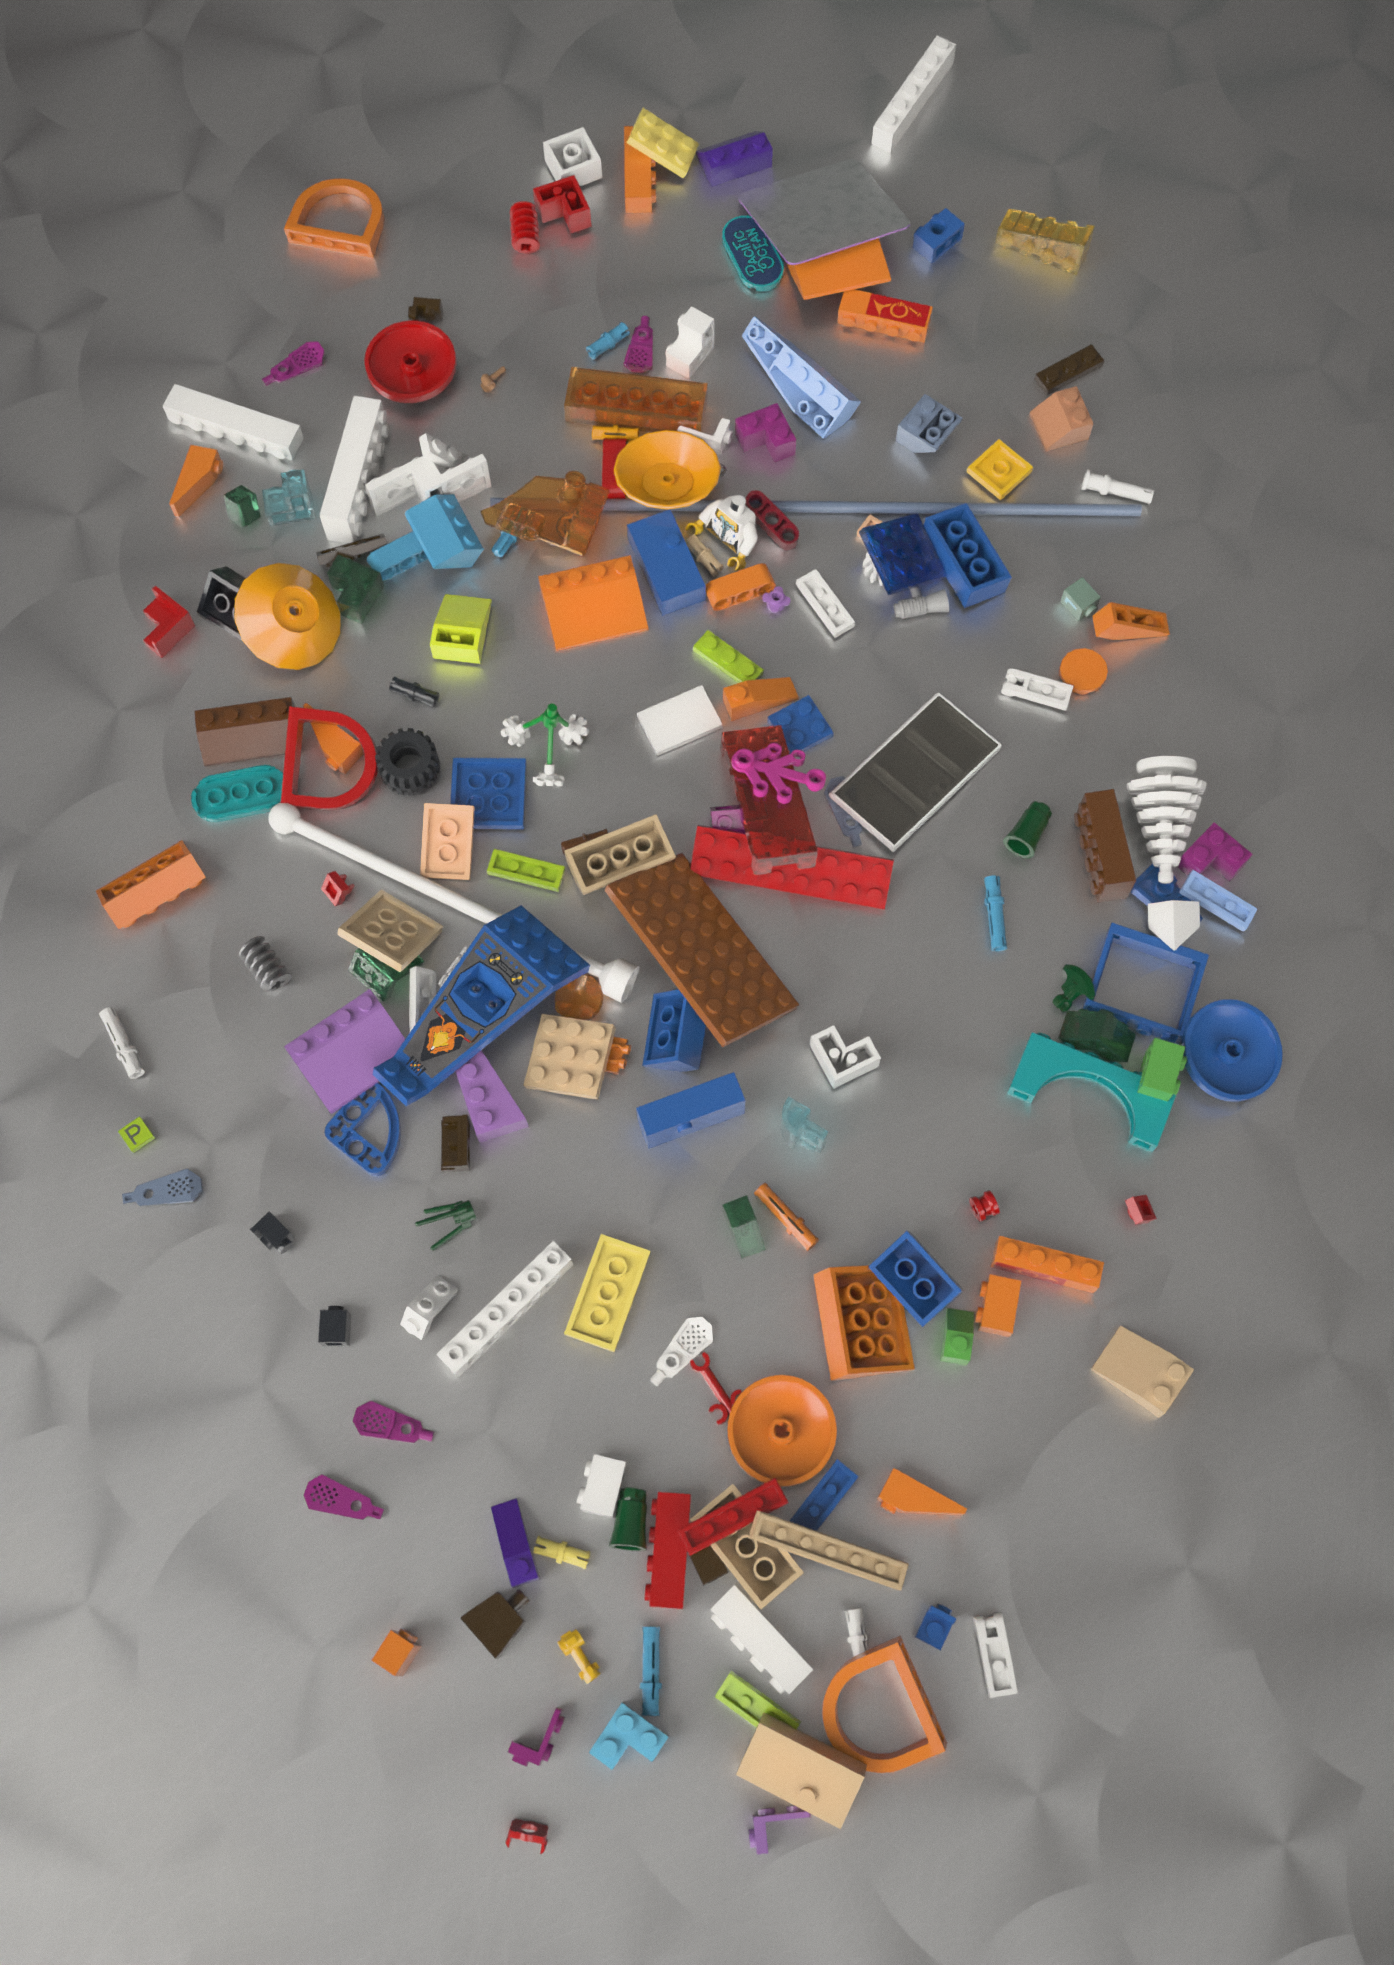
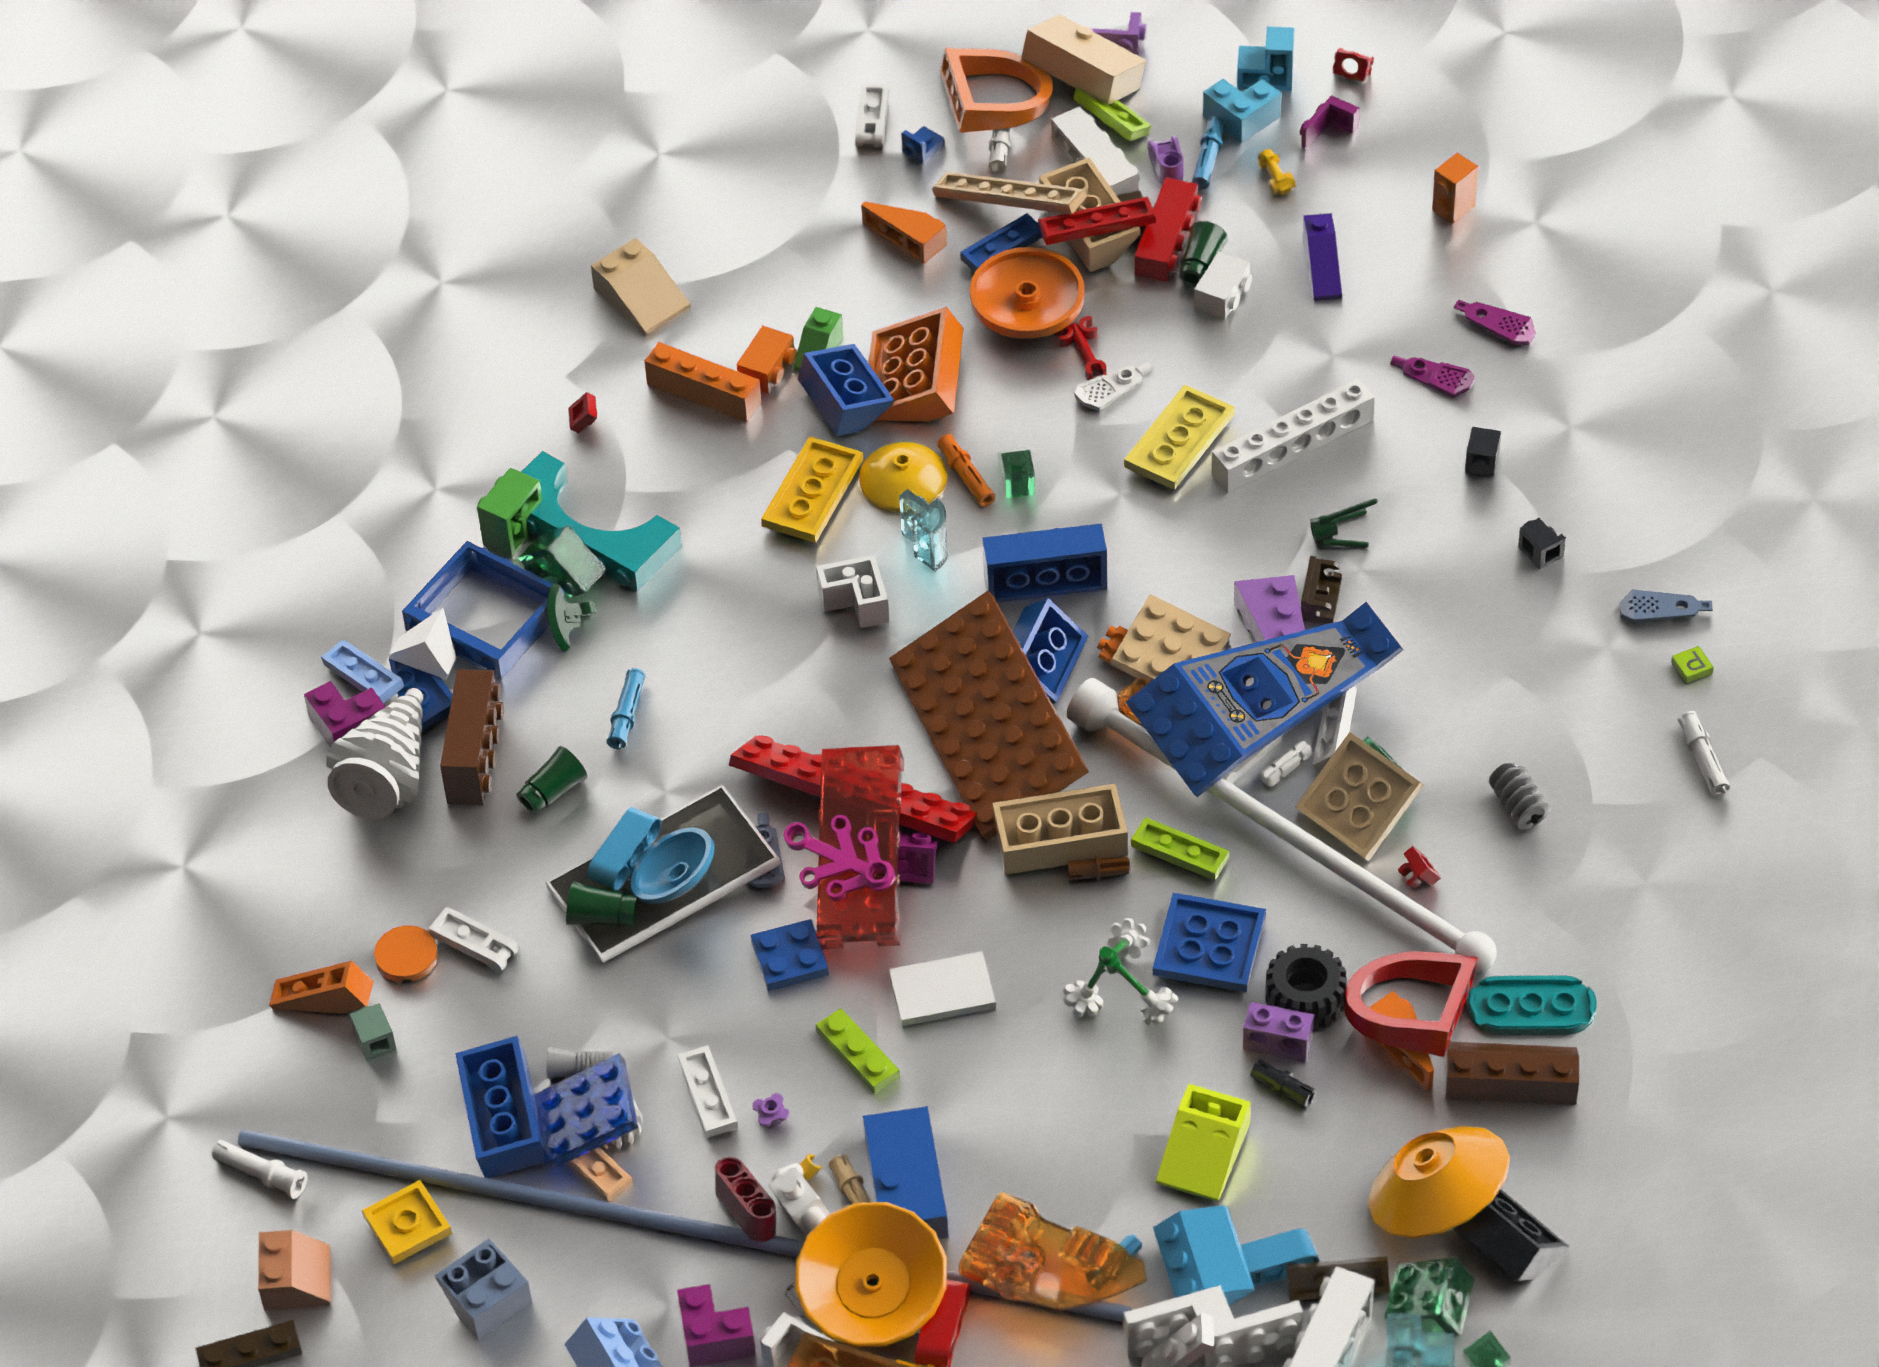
camera: 165 degrees left, 20 degrees down
(150, 885) = (1657, 913): orange slope -> none
(172, 623) = (1605, 1222): red panel -> none
(289, 546) = (1433, 1290): none -> clear green bracket
(345, 1048) = (1430, 694): medium lavender slope -> none
(350, 1135) = (1439, 629): blue beam -> none
(358, 586) = (1336, 1220): clear green brick -> none
(427, 1305) = (1374, 454): white bracket -> none
(429, 720) = (1278, 1031): none -> medium lavender brick
(447, 841) = (1271, 886): light nougat plate -> none
(497, 1621) = (1355, 205): dark brown torso -> none
(561, 1552) = (1276, 248): light yellow pin -> none
(593, 603) = (1018, 1150): orange slope -> none
(614, 1809) = (1268, 62): none -> medium azure brick
(690, 1653) = (1166, 159): none -> medium lavender piece
(739, 586) = (814, 1131): orange beam -> none
(757, 696) = (844, 986): orange slope -> none
(840, 1222) = (902, 467): none -> yellow dish
(905, 750) = (672, 865): none -> dark azure dish
(913, 1167) = (812, 489): none -> yellow plate
(949, 770) = (623, 848): none -> dark azure beam
(950, 716) = (599, 907): none -> dark green plant
(984, 1206) = (748, 442): red wheel -> none
(1232, 1050) = (419, 524): blue dish -> none

